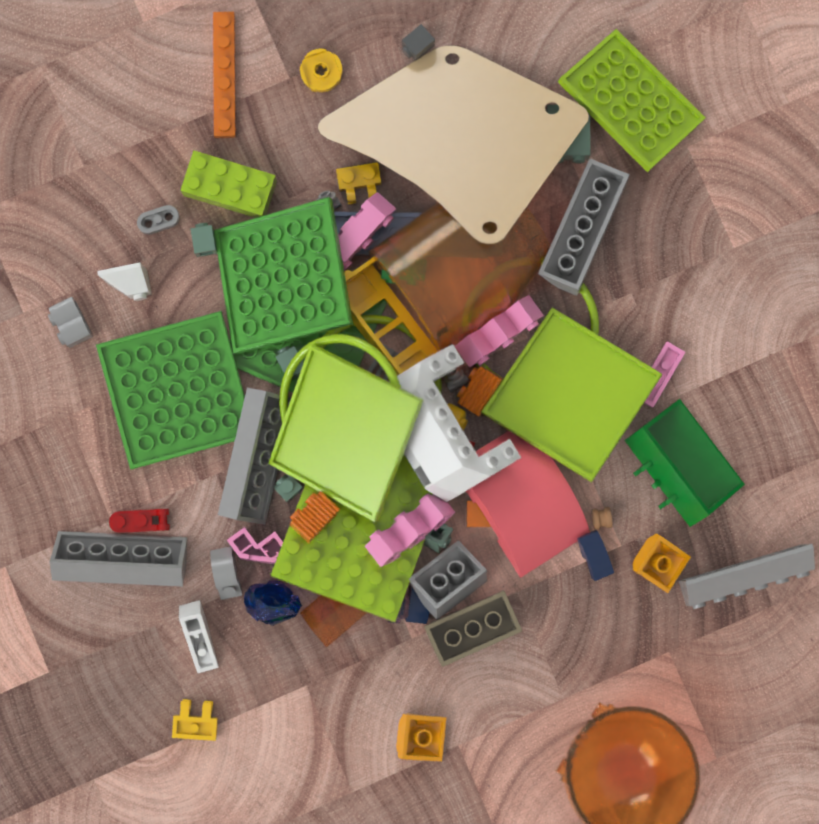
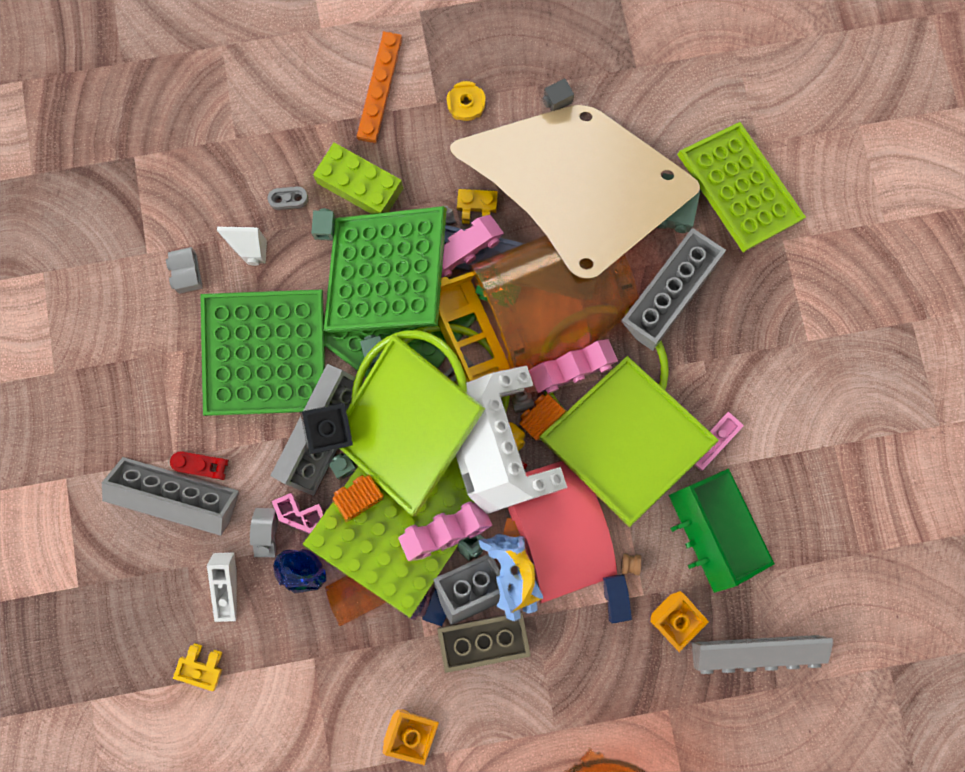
camera: 15 degrees right, 5 degrees down
(265, 454) = (326, 428): none -> black brick
(500, 566) = (524, 589): none -> light blue hips

